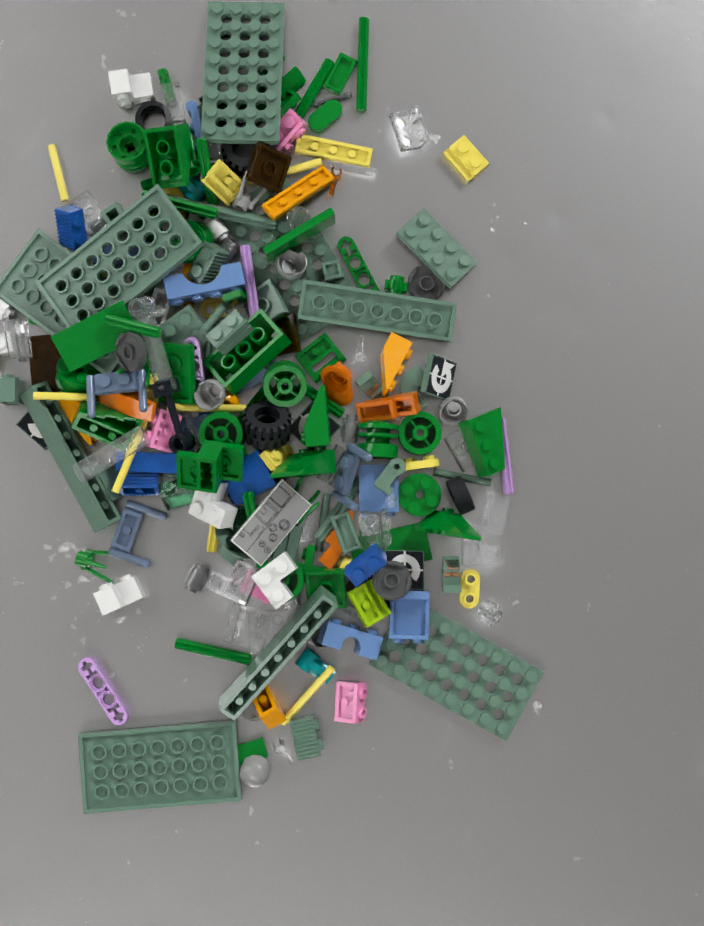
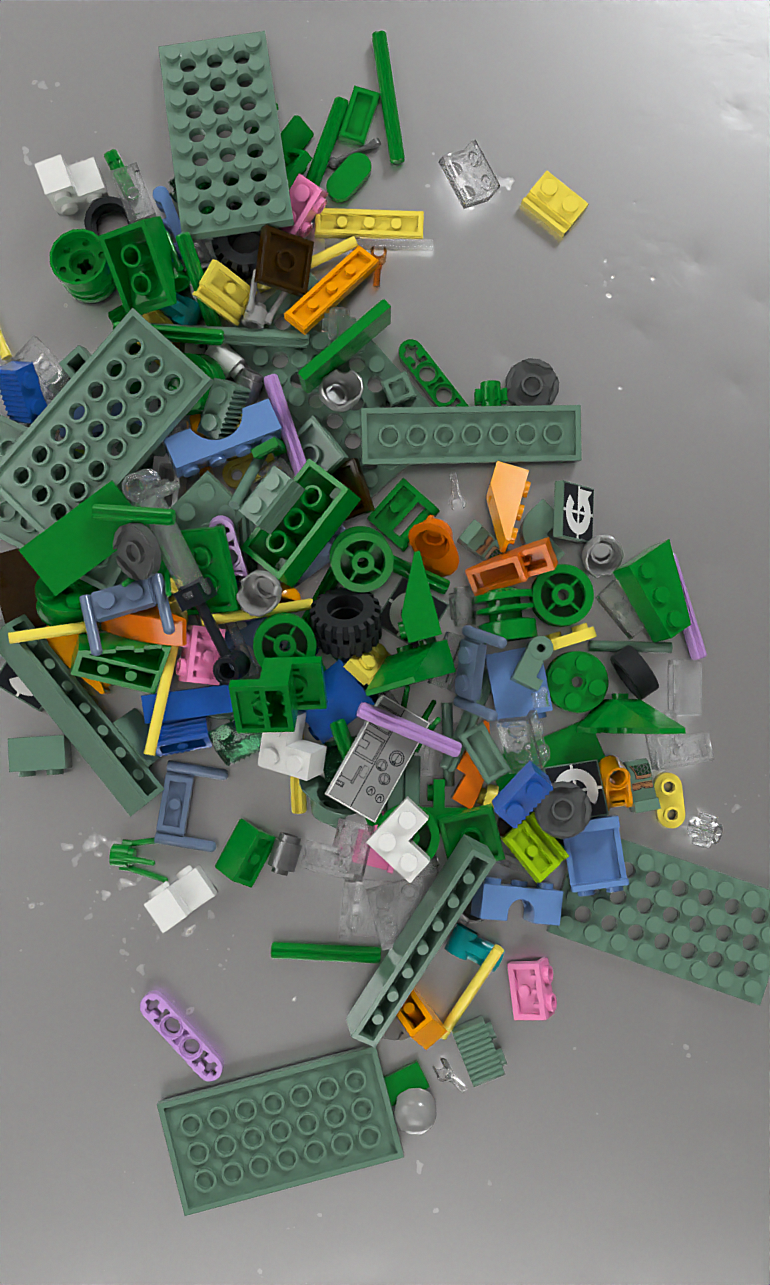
camera: 15 degrees left, 0 degrees up
(39, 478) = (39, 753): none -> sand green brick
(111, 454) = (134, 702): clear plate -> none
(169, 573) = (245, 853): none -> green panel
(296, 506) = (409, 729): none -> lavender axle
(433, 572) = (616, 786): none -> light orange piece
(436, 248) = (537, 334): sand green plate -> none

